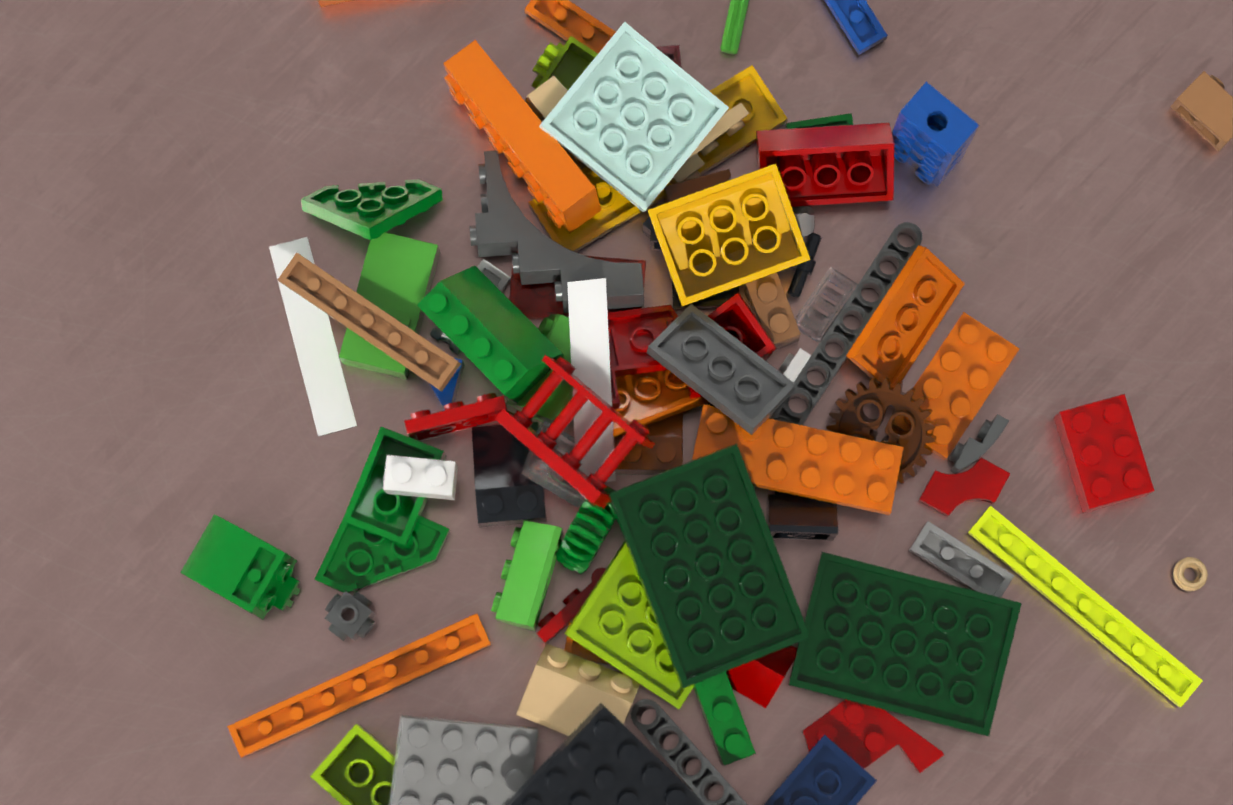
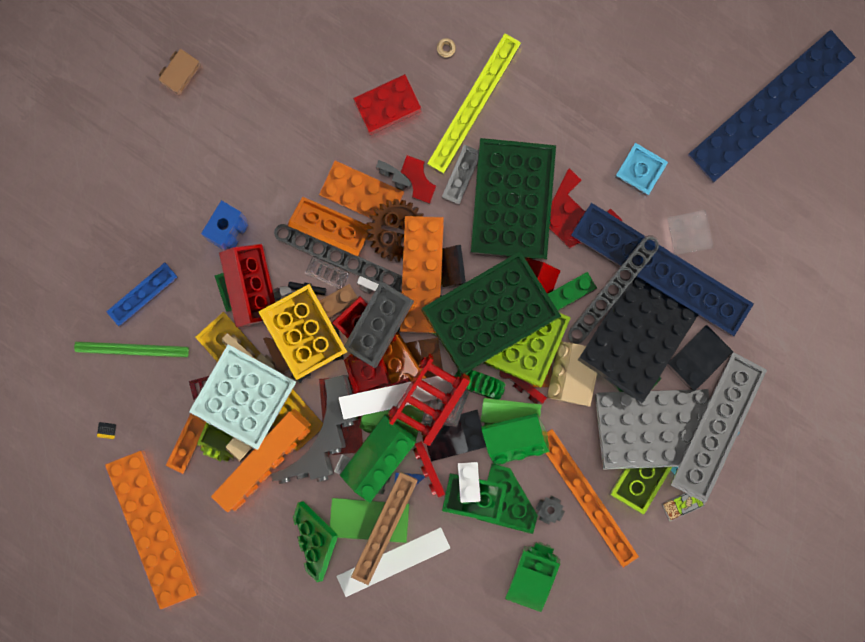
camera: 100 degrees left, 5 degrees up
(481, 575) = (516, 439): none -> green slope

